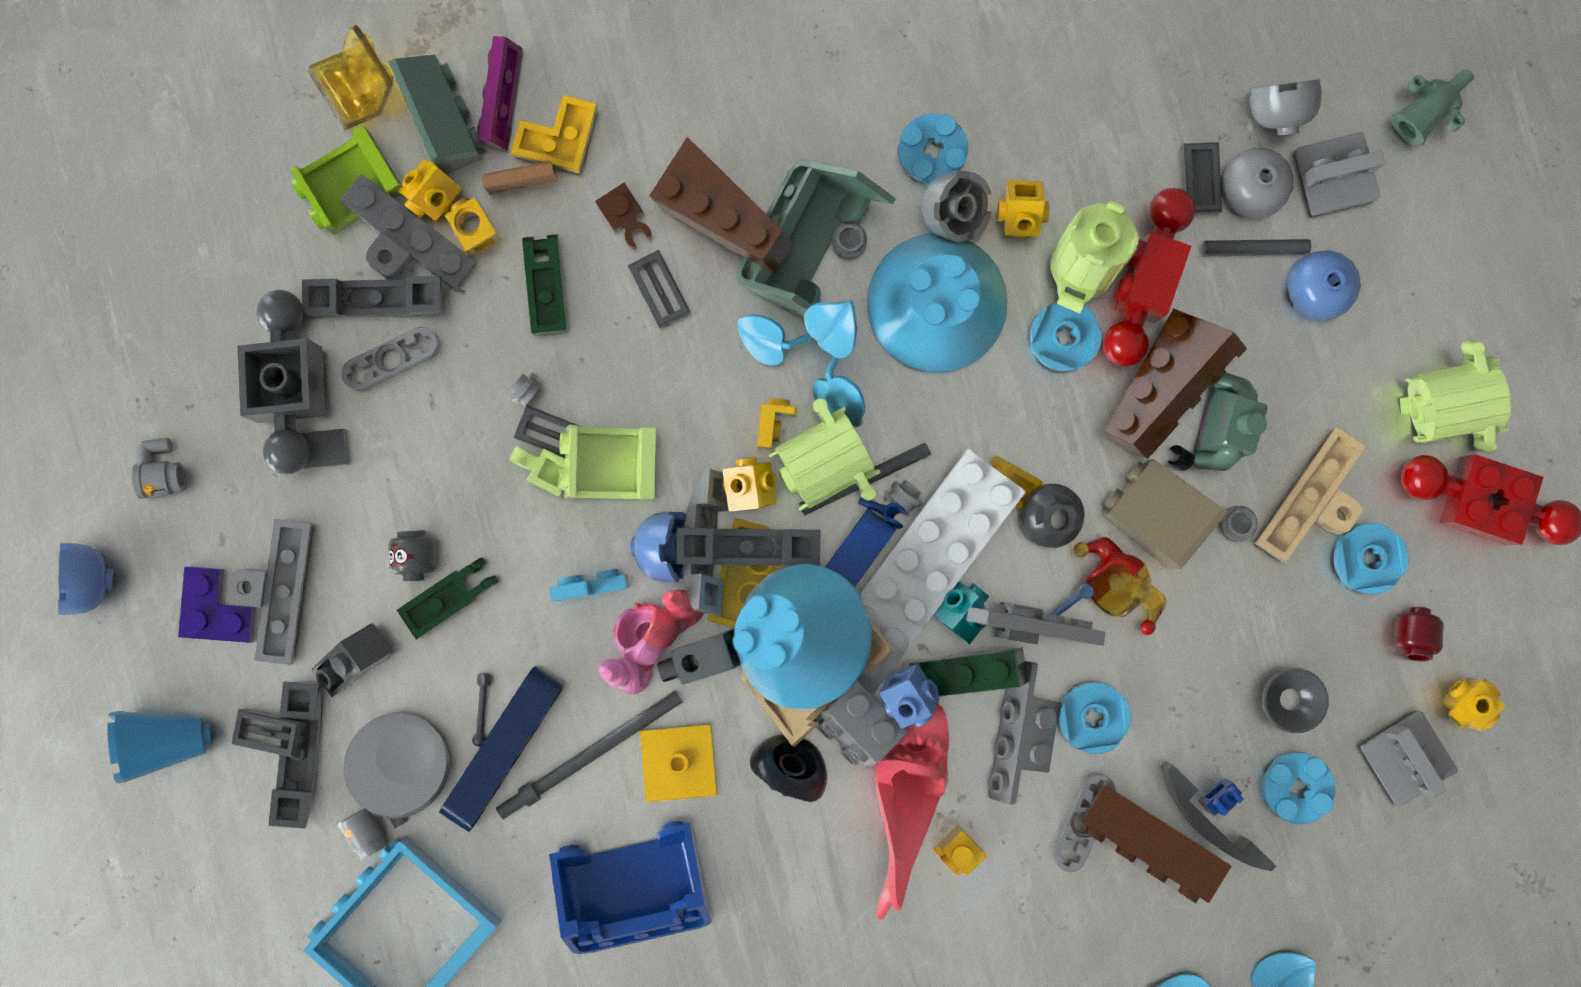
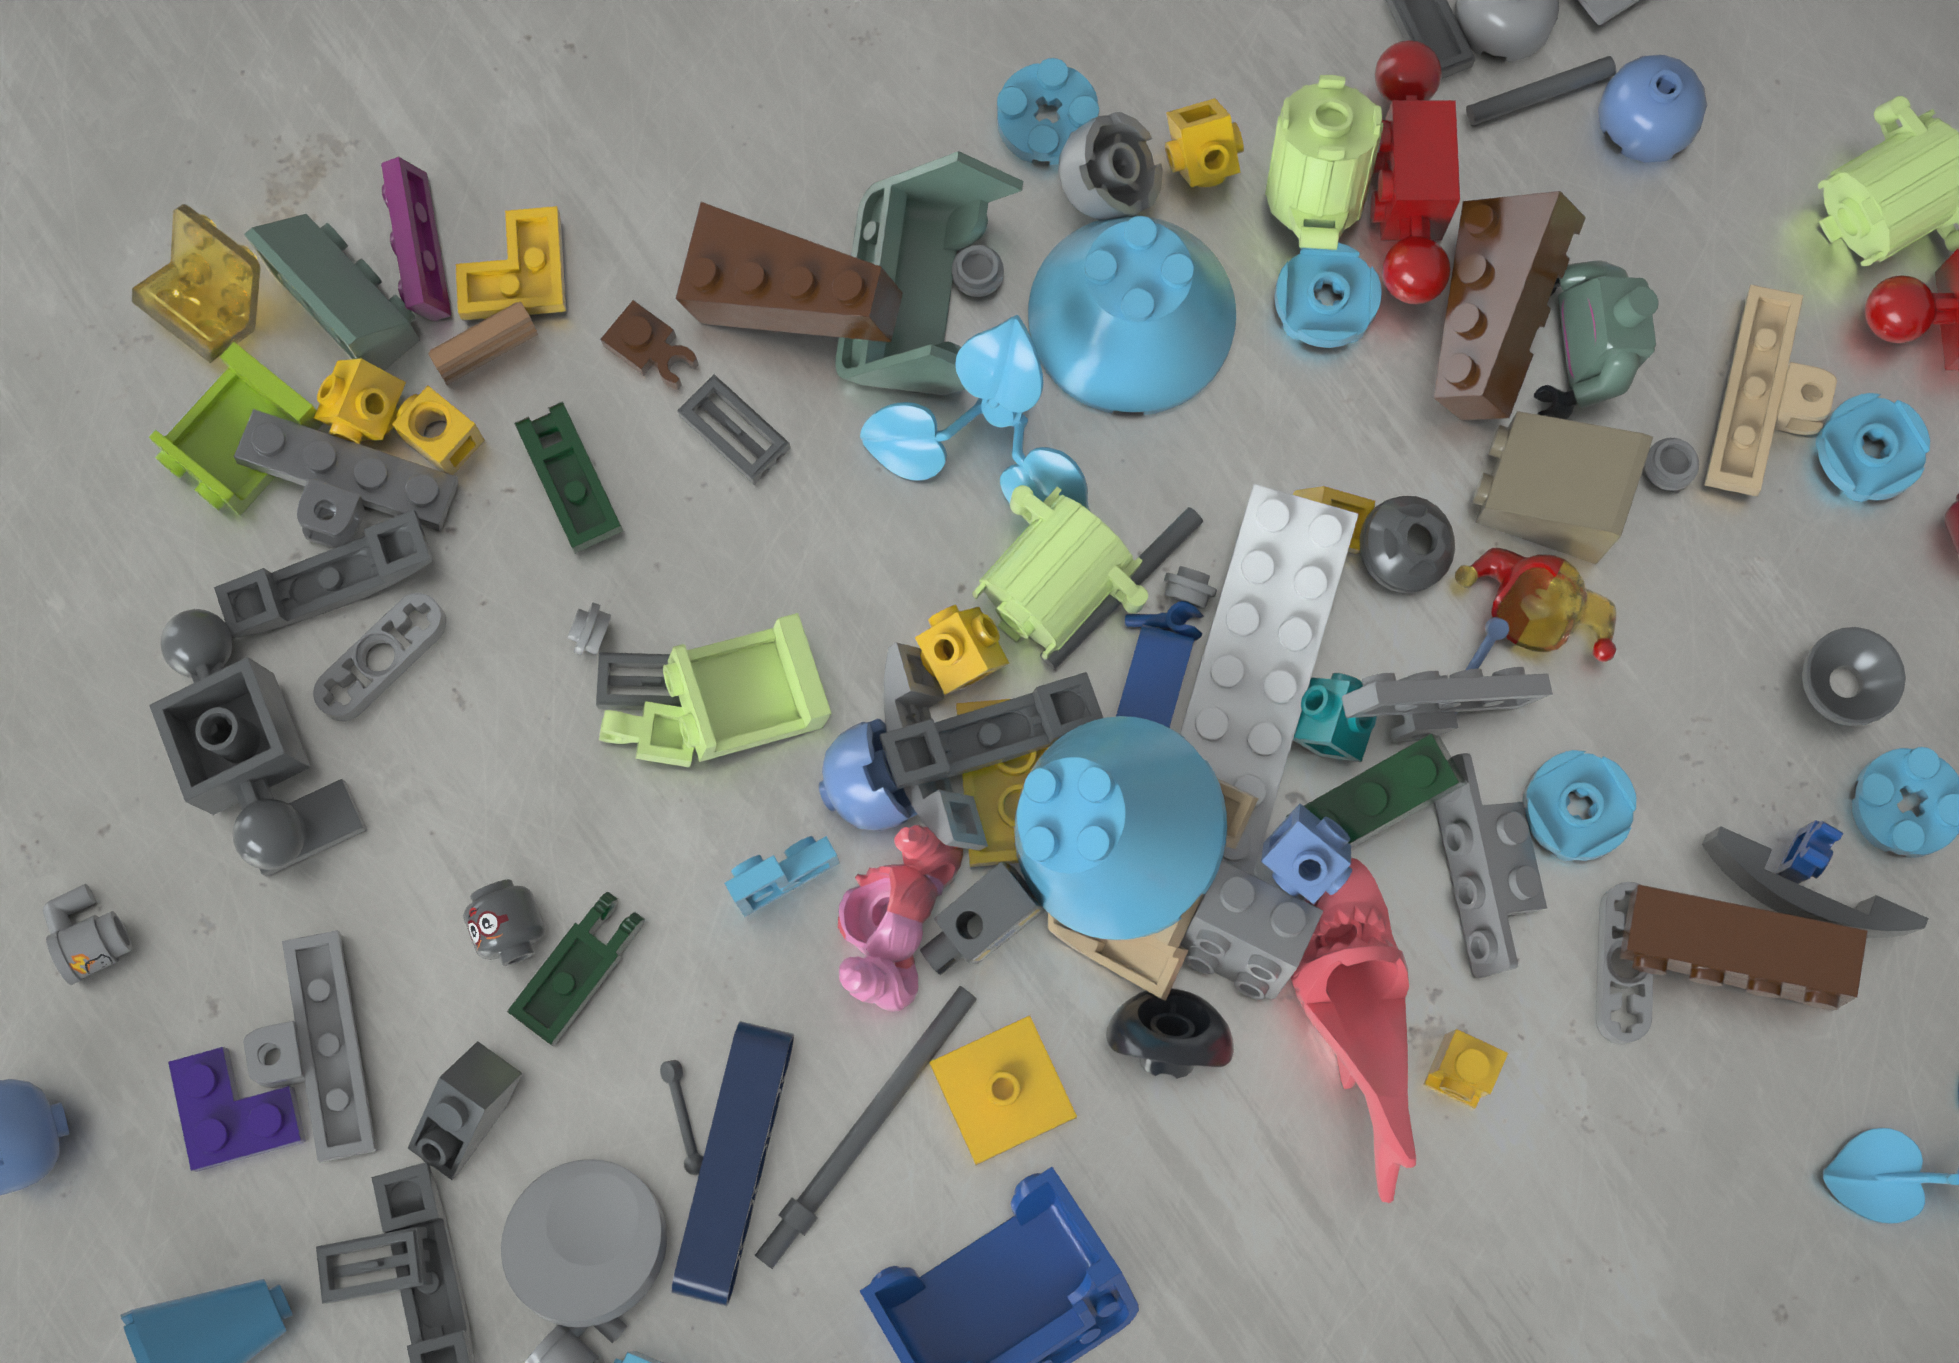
camera: 15 degrees left, 10 degrees down
(769, 428) = (962, 563): yellow bracket -> none

